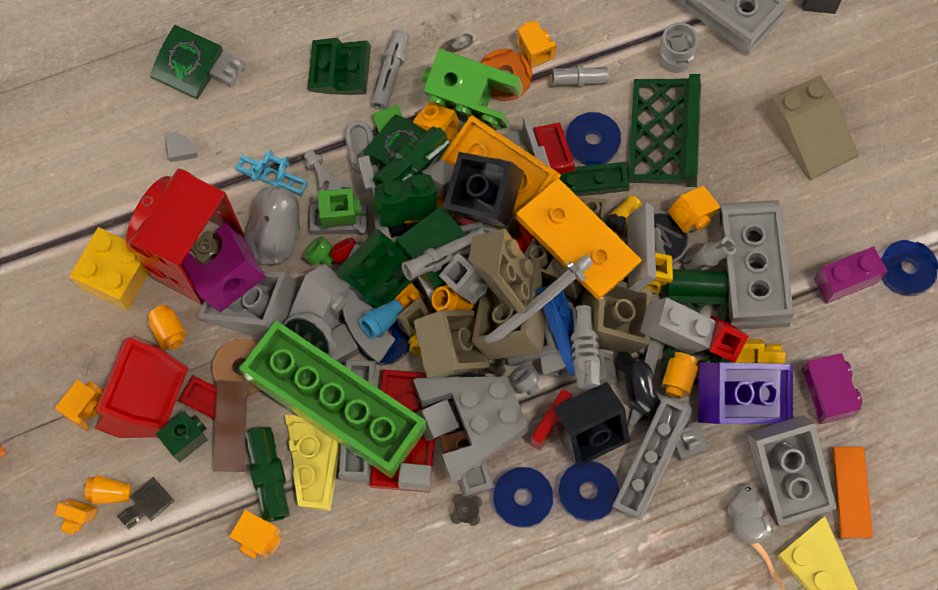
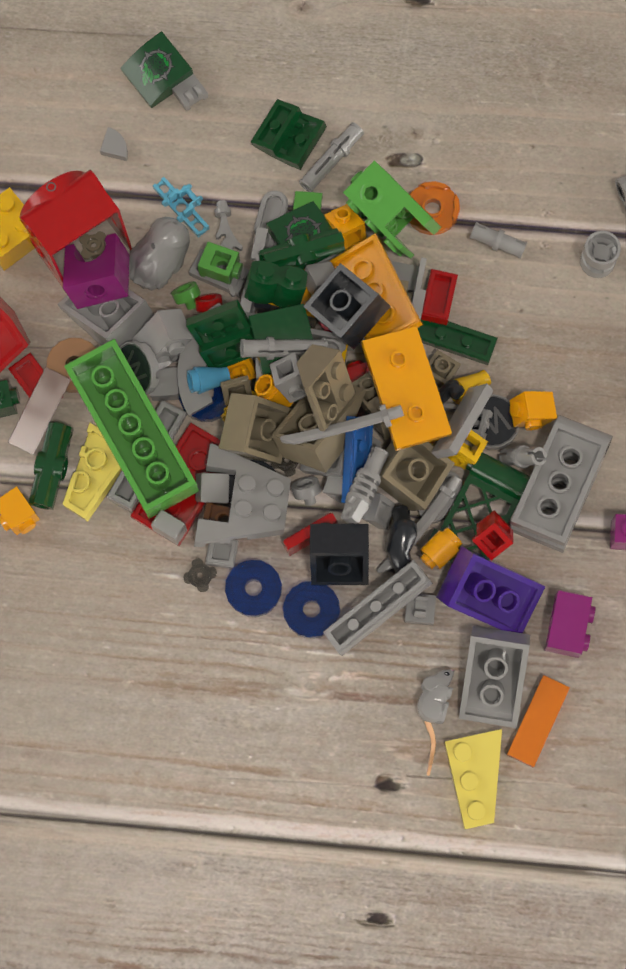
camera: 30 degrees right, 5 degrees up
(166, 327) = (27, 301): light orange brick -> none
(535, 43) = (473, 192): light orange brick -> none
(596, 124) = (480, 288): clear blue tile -> none
(678, 326) = (457, 505): light grey brick -> none
(690, 130) = (572, 331): dark green fence -> none
(756, 353) = (517, 560): yellow plate -> none

